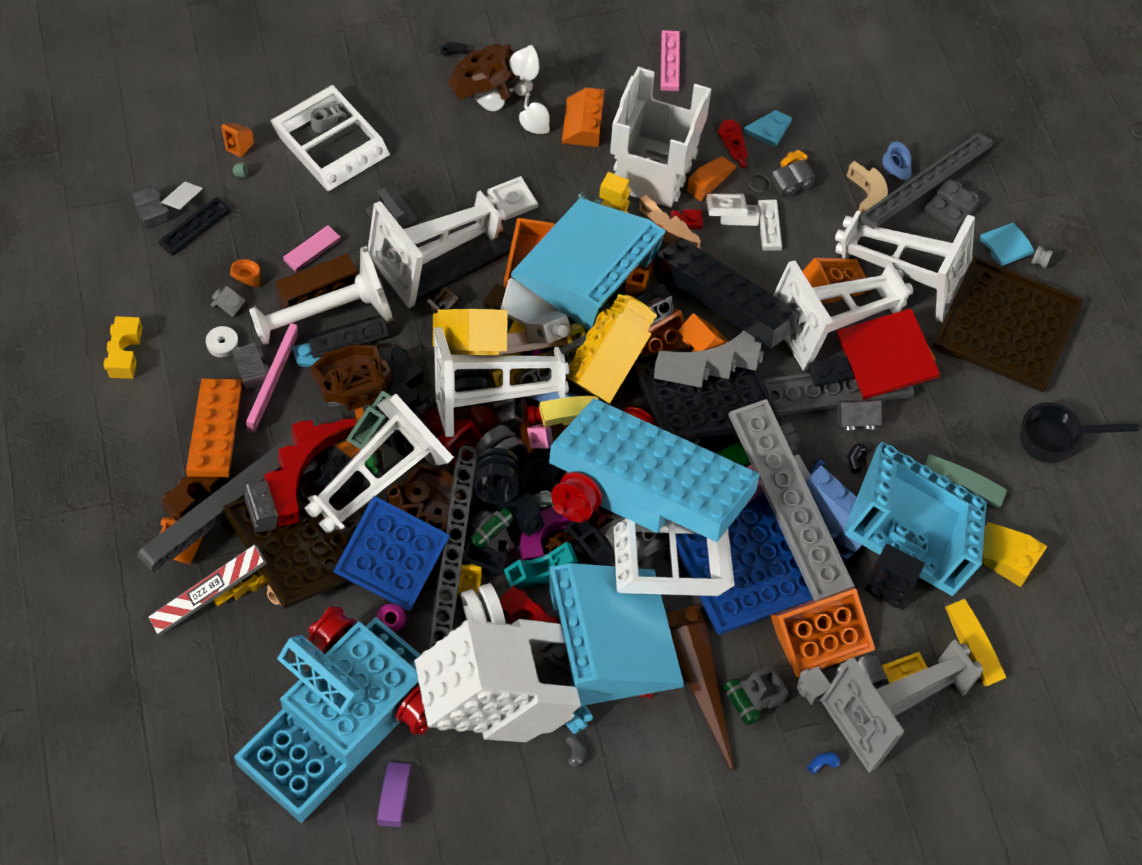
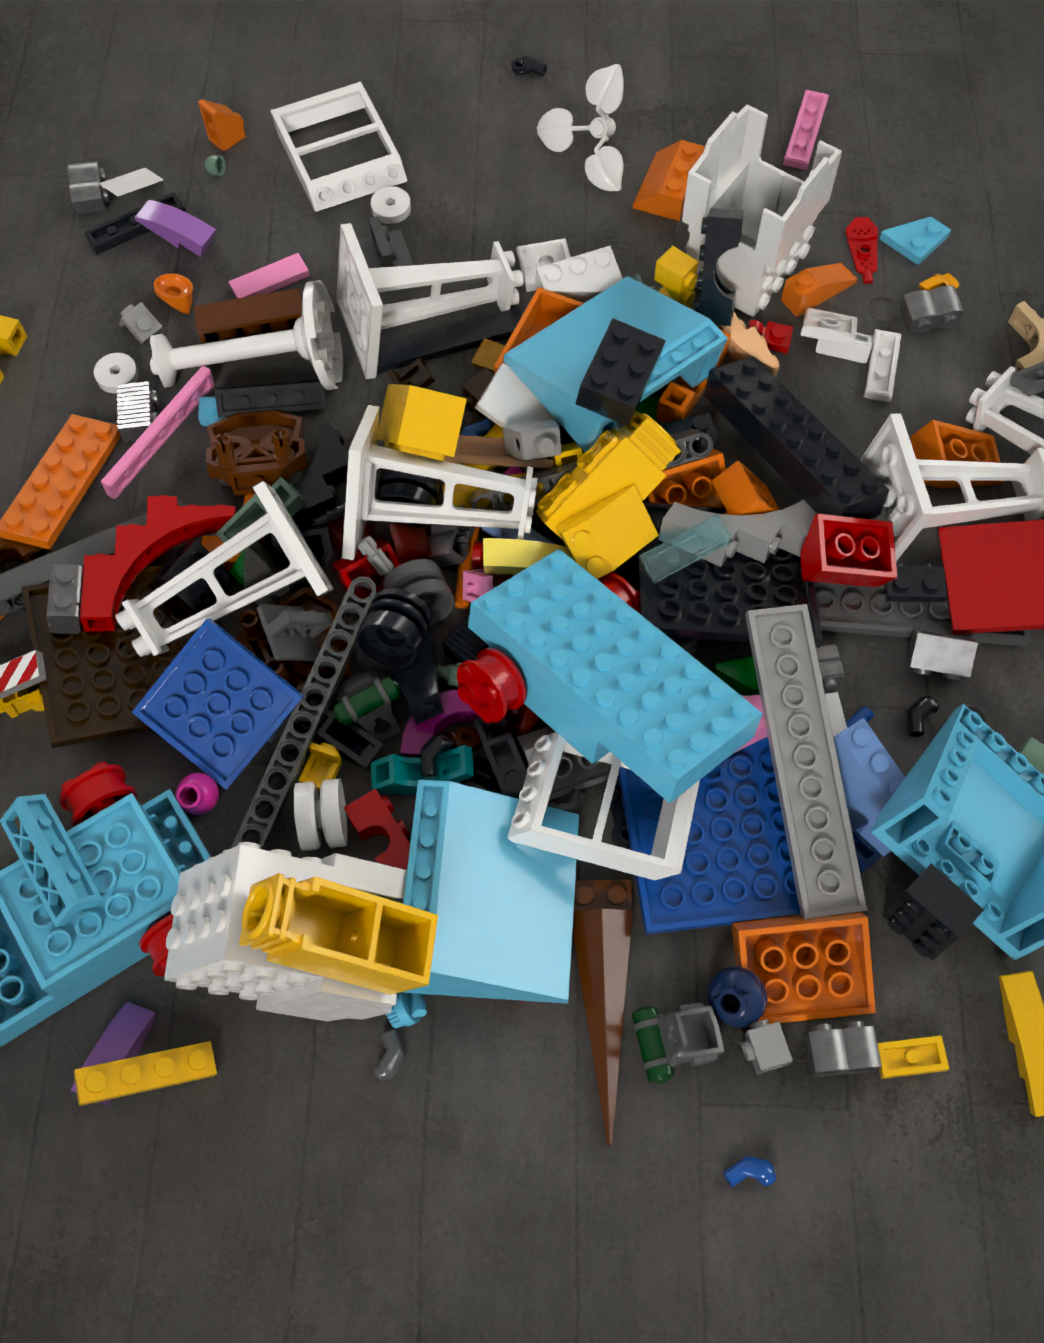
camera: 20 degrees right, 5 degrees up
(229, 223) = (176, 226): none -> medium lavender slope
(327, 117) = (341, 118): light grey piece -> none
(384, 168) = (391, 205): none -> white piece
(421, 798) = (144, 1073): none -> yellow plate
(426, 492) = (293, 631): none -> dark grey bracket
(466, 431) = (375, 556): none -> light grey axle
(483, 72) = (553, 95): reddish brown brick -> none
(495, 274) = (487, 355): none -> pearl gold panel
(544, 551) = (430, 751): none -> black arm
(544, 660) = (340, 933): none -> yellow piece
(545, 204) = (581, 275): none -> white wedge
(603, 270) = (620, 372): none -> black brick
(621, 379) = (608, 532): none -> yellow slope
(644, 159) = (722, 233): none -> black arch
(676, 380) = (685, 548): none -> clear light blue tile
(783, 359) = (849, 551): none -> red slope
(792, 650) = (746, 988): none -> dark blue piece
(868, 713) = (832, 1123): light grey piece -> none

